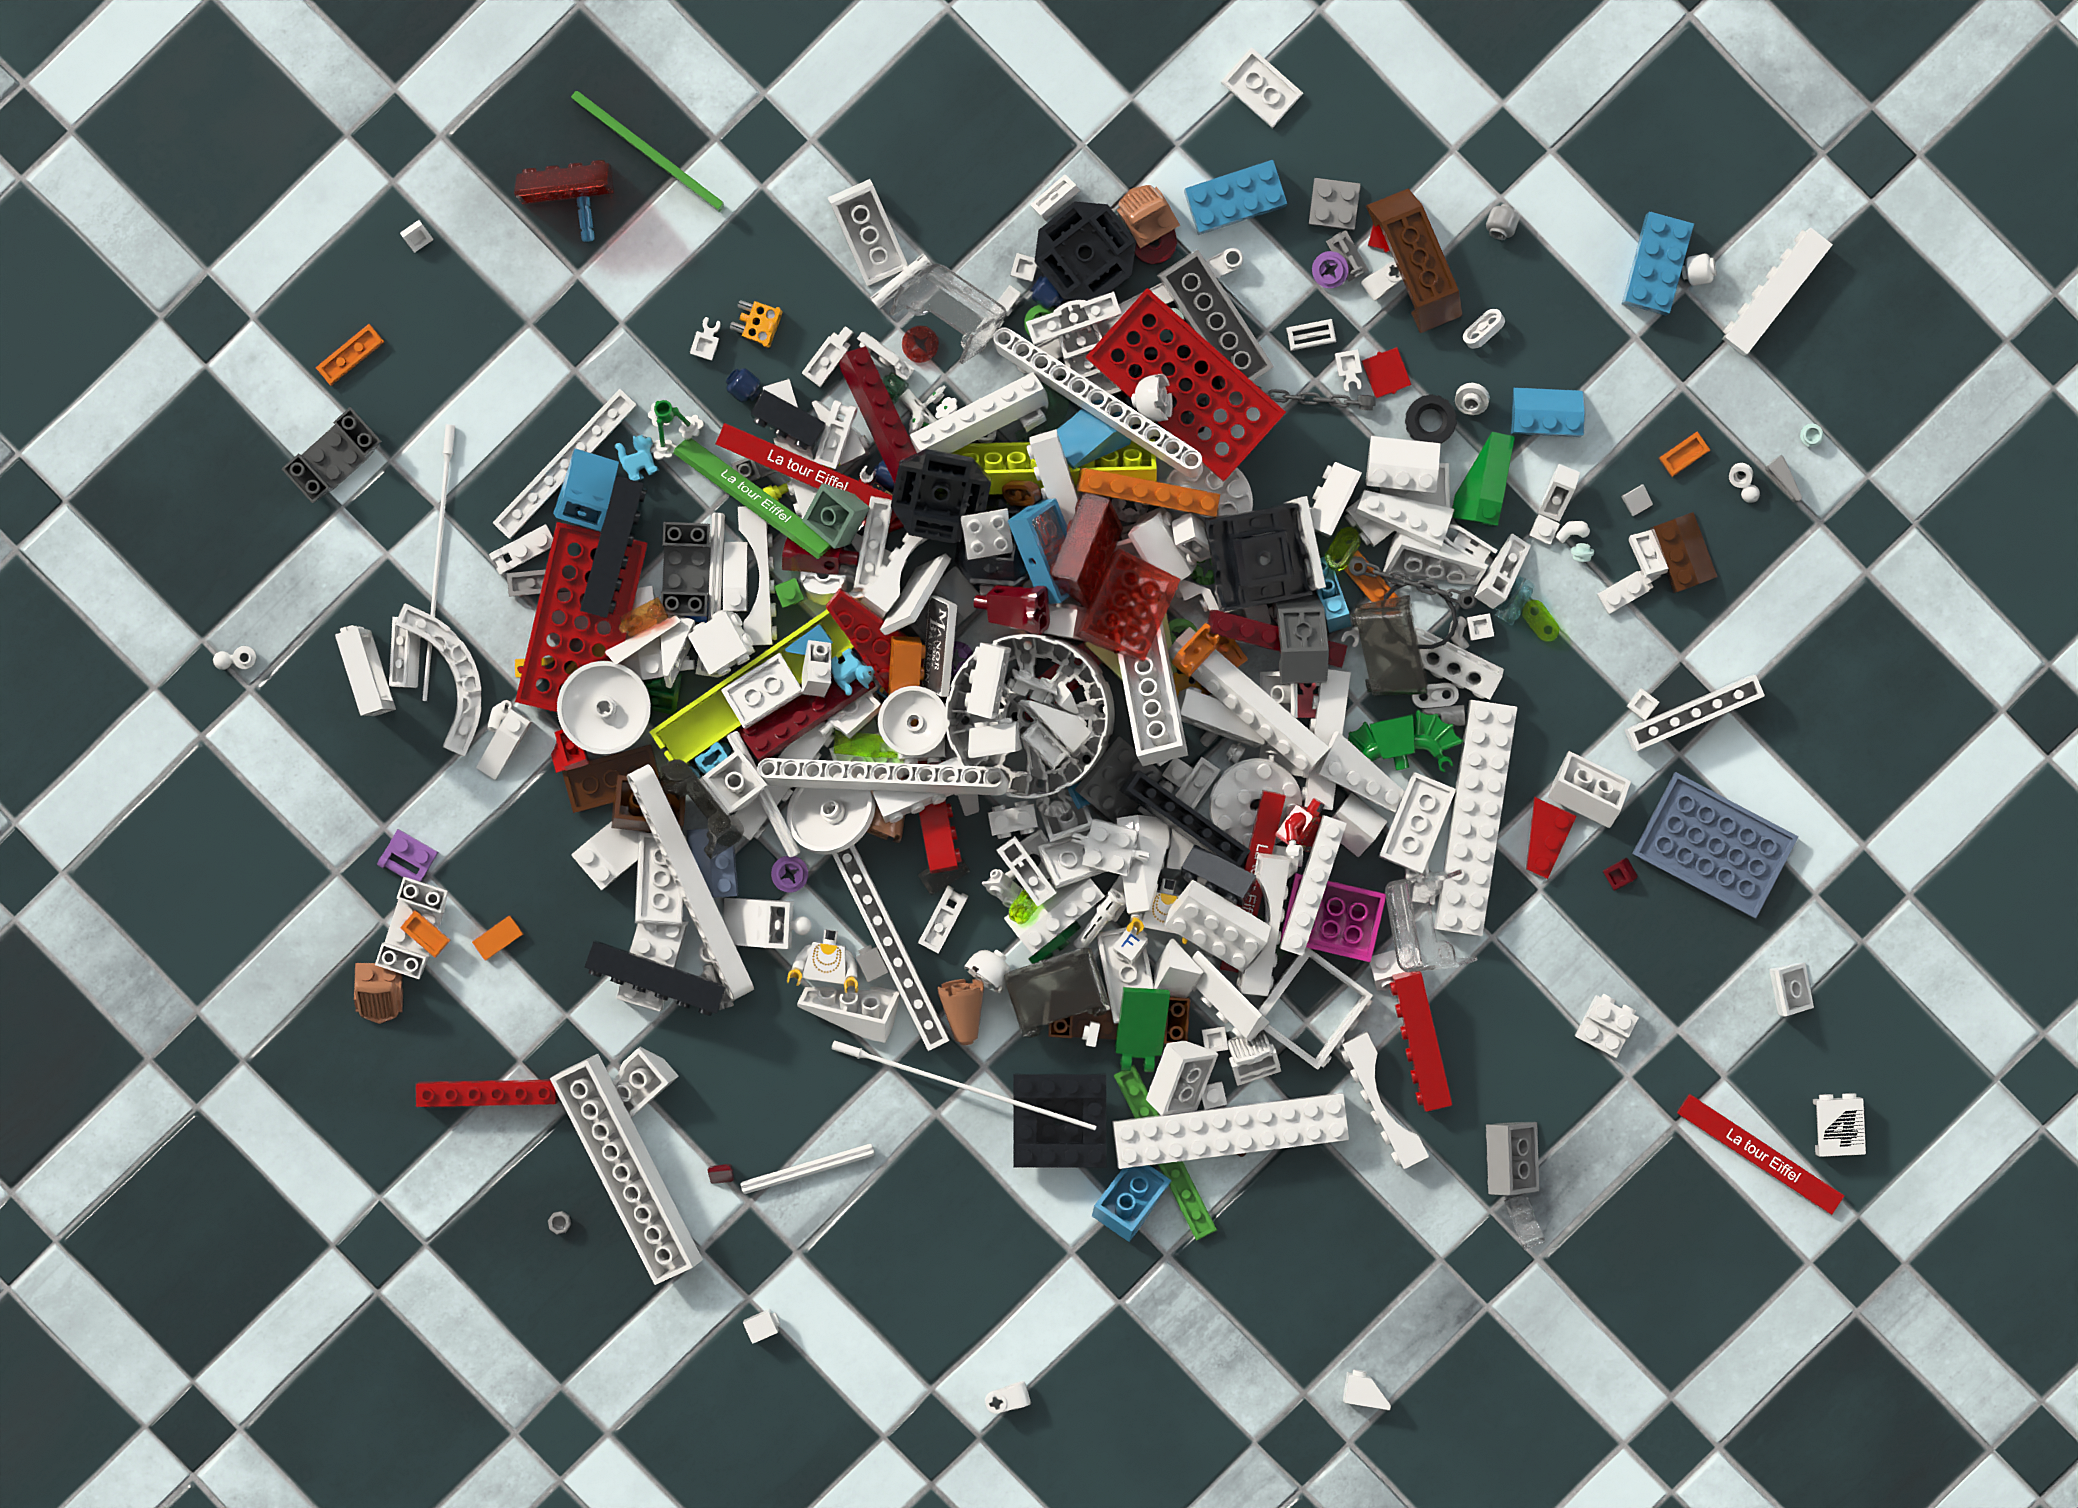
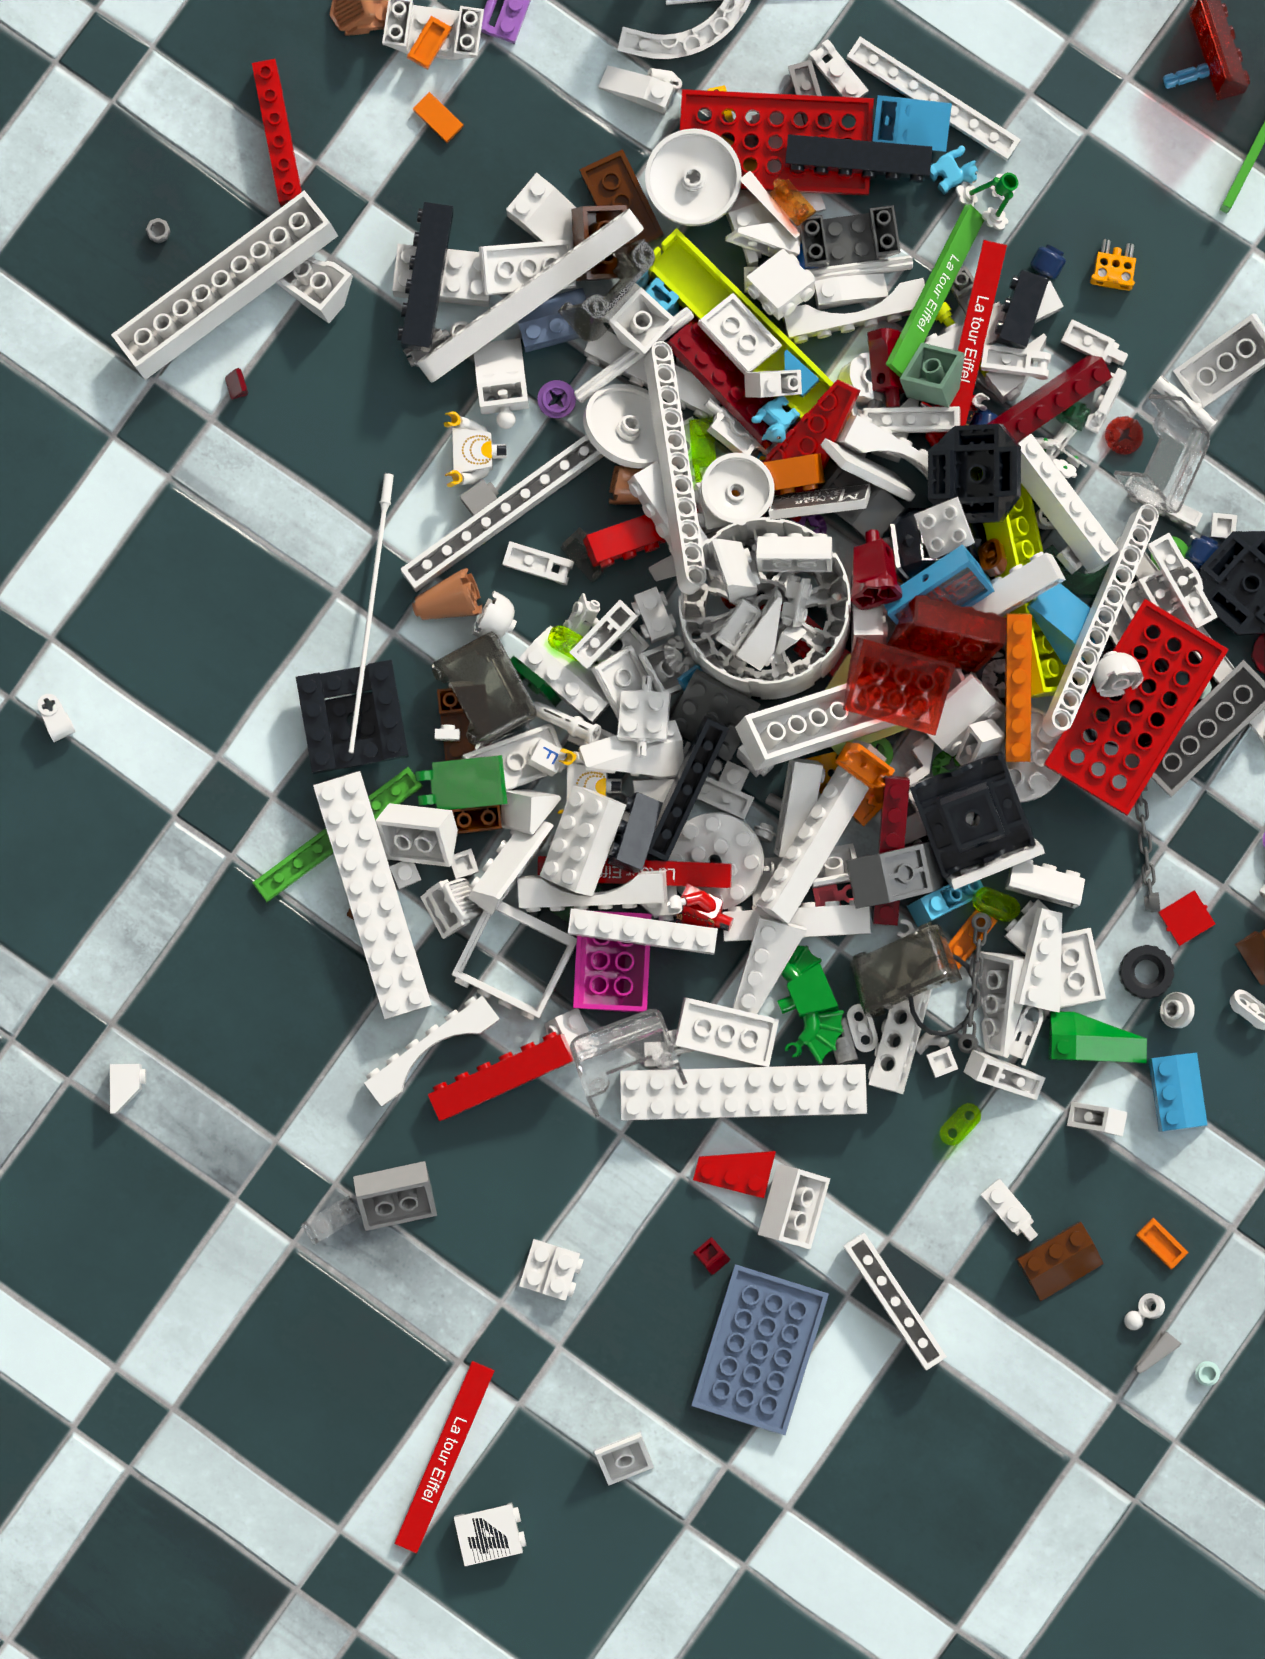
camera: 75 degrees right, 5 degrees down
(567, 754) = (637, 153): red slope -> none
(661, 697) = (713, 236): dark green wing -> none
(704, 343) = (1082, 218): white plate -> none
(762, 1325) = (87, 452): white brick -> none
(789, 593) = (844, 347): bright green brick -> none
(807, 1168) = (256, 471): white axle -> none
(864, 1013) = (427, 497): white wedge -> none
(1130, 1199) = (282, 806): dark azure slope -> none
(1291, 338) = (1197, 825): white tile -> none
(1349, 365) = (1185, 876): white plate -> none
(1362, 824) = (714, 972): white slope -> none
(1403, 464) = (1096, 949): white slope -> none
(1511, 609) = (987, 1097): clear light blue hinge -> none
(1544, 529) = (1055, 1111): white plate -> none
(1572, 528) = (1062, 1139): white arm -> none
(1582, 552) = (1039, 1154): light aqua plate -> none
(1637, 500) = (1104, 1202): white slope -> none
(1643, 704) = (893, 1247): white tile -> none
(1648, 554) = (1050, 1223): white plate -> none

